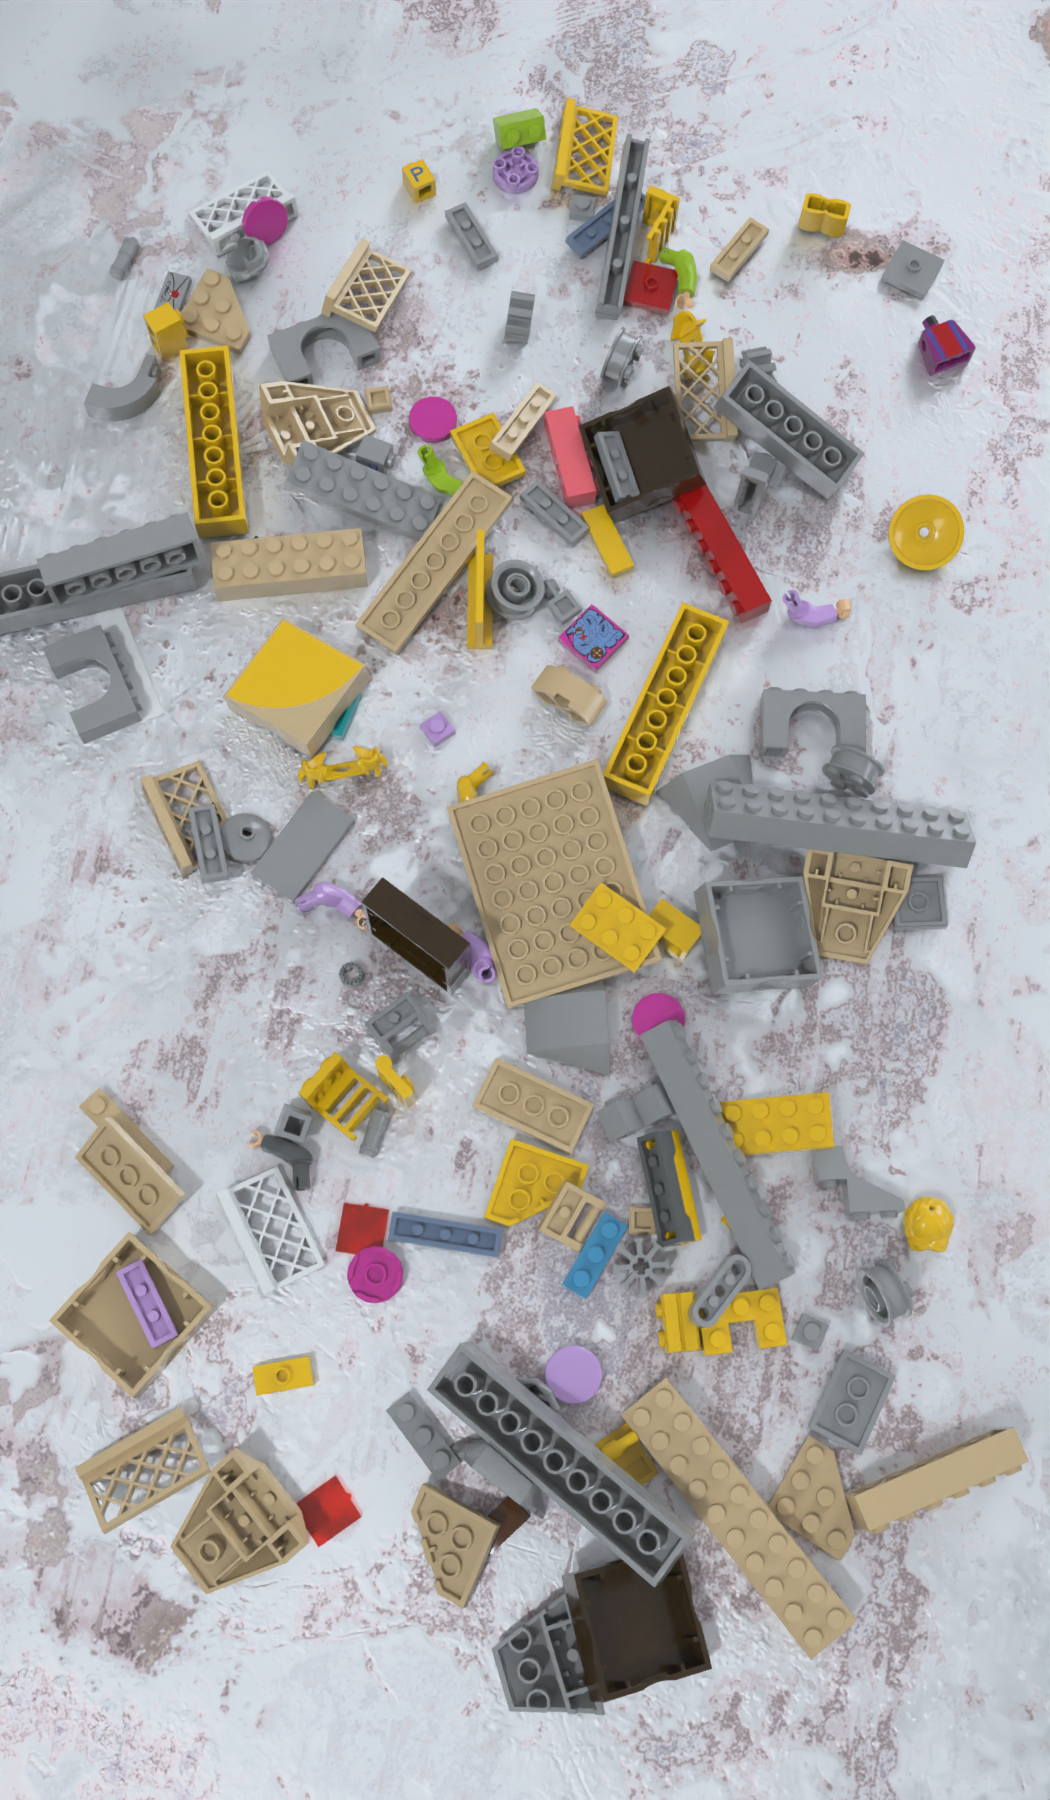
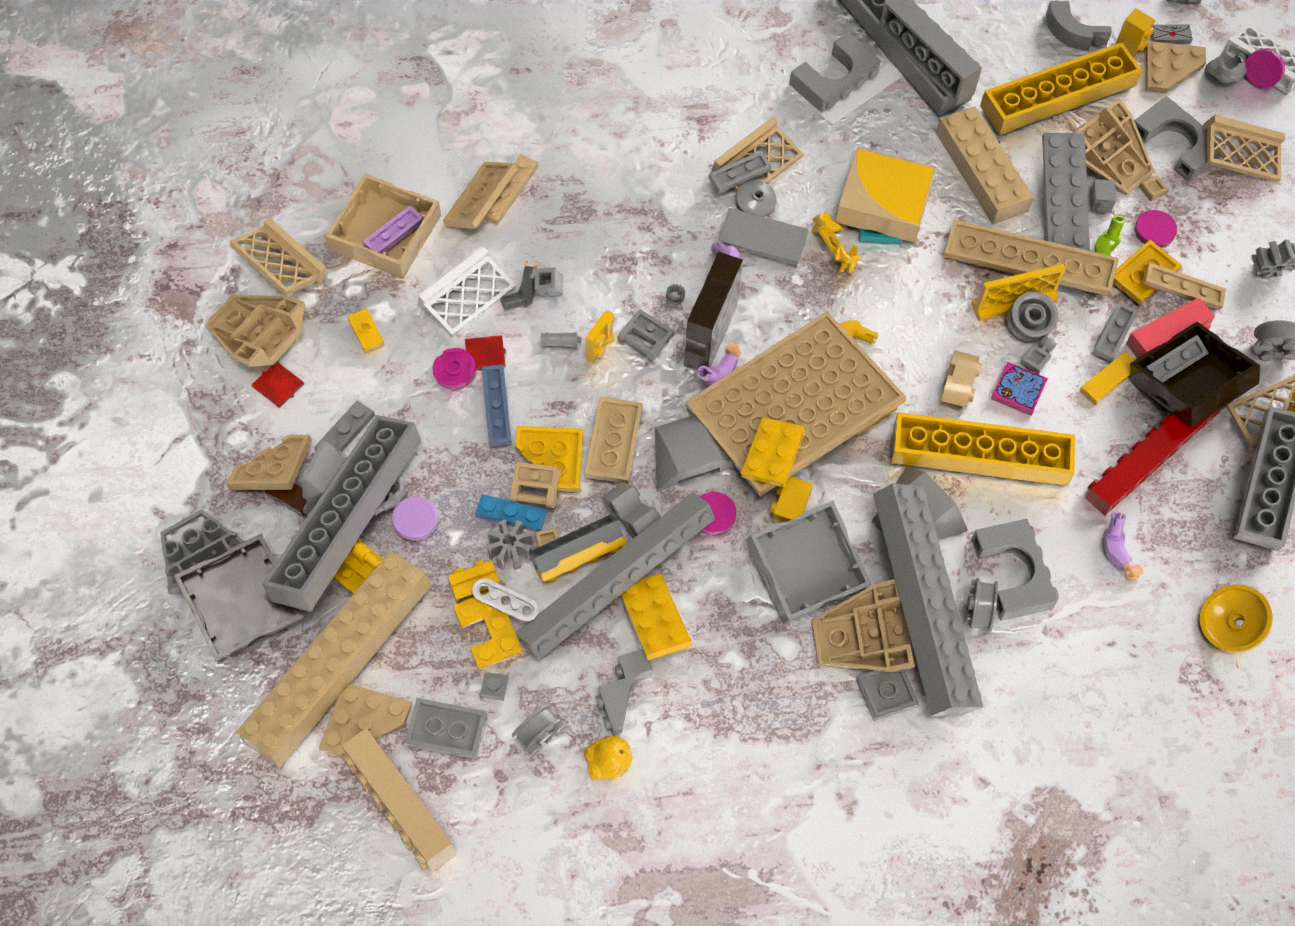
camera: 75 degrees right, 10 degrees down
(331, 1085) = (581, 298): yellow plate -> none
(437, 729) = (894, 299): lavender plate -> none
(754, 484) = (1212, 470): light grey arch -> none

